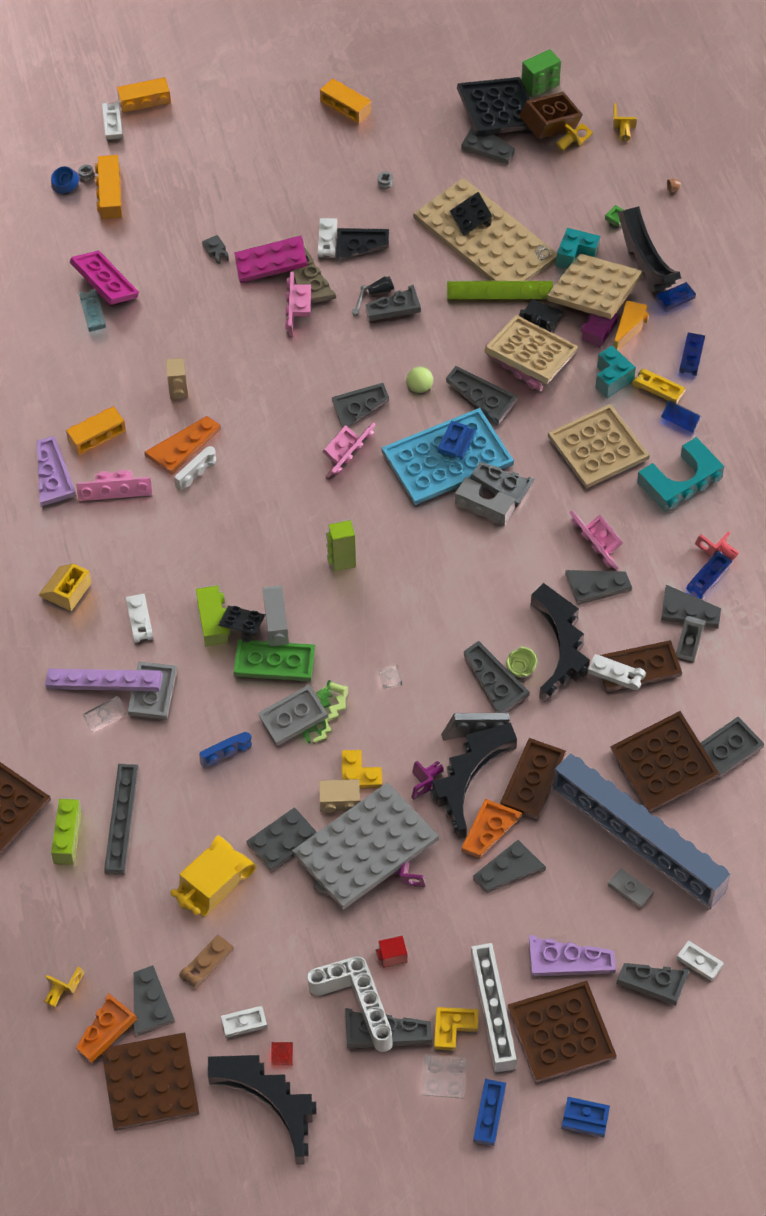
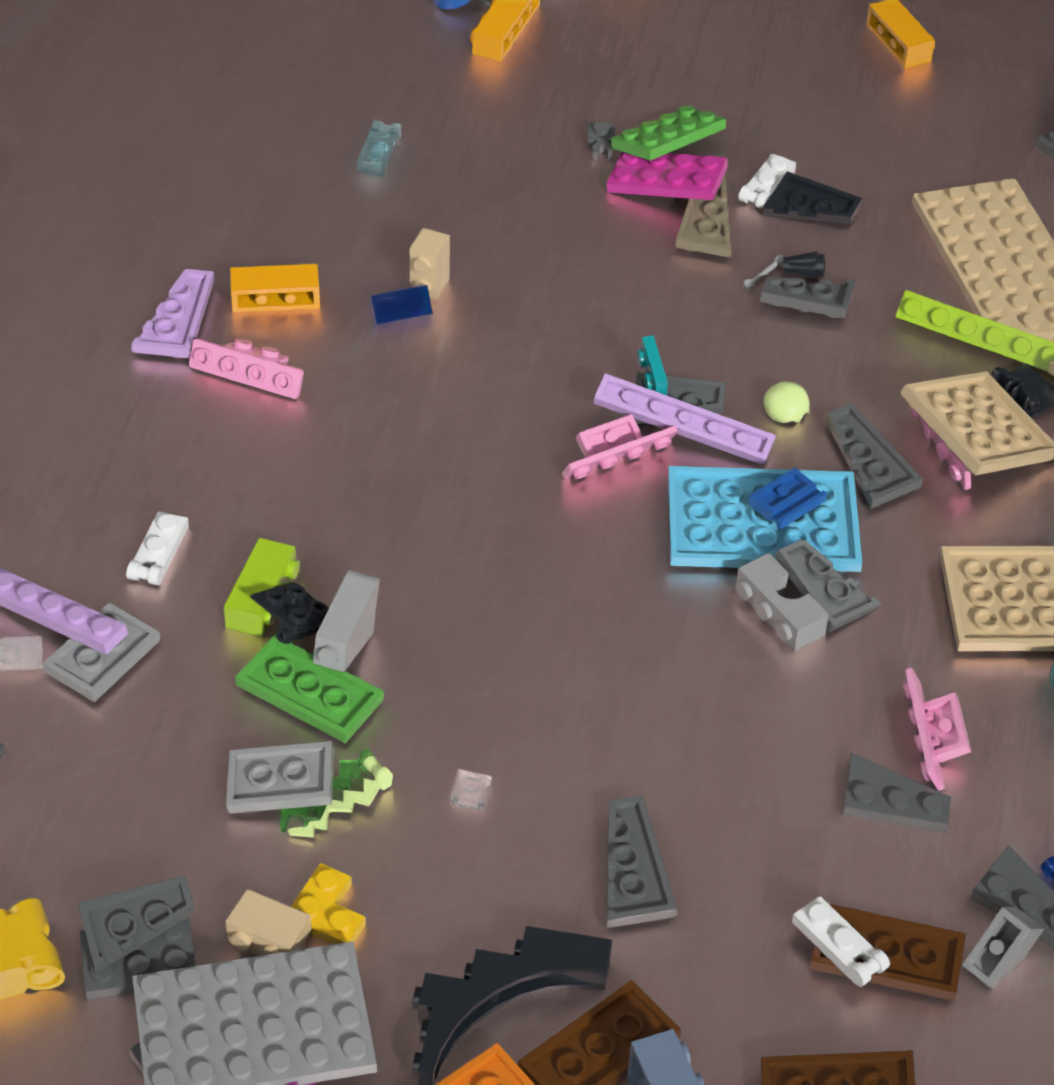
camera: 25 degrees right, 10 degrees down
(67, 586) = (87, 464): yellow slope -> none
(104, 277) = (421, 114): dark pink plate -> none
(174, 410) = (401, 305): none -> clear blue plate
(183, 445) = (378, 355): orange wing -> none
(195, 468) = (378, 386): white plate -> none
(225, 749) = (145, 780): blue hinge -> none
(255, 230) = (668, 133): none -> bright green plate
(272, 822) = (133, 917): none -> dark grey wing
(299, 302) = (668, 241): bright pink bracket -> none
(341, 545) = (510, 565): lime brick -> none
(345, 396) = (649, 358): none -> teal plate
(378, 414) = (689, 419): none -> lavender plate
(385, 184) = (897, 143): light grey bush -> none
(425, 776) = (423, 961): magenta bracket -> none
(468, 723) = (542, 909): dark grey wing -> none
(472, 214) = (997, 220): black hinge -> none
(521, 662) = (691, 858): yellowish green hair -> none
(562, 617) = (774, 891): black arch -> none

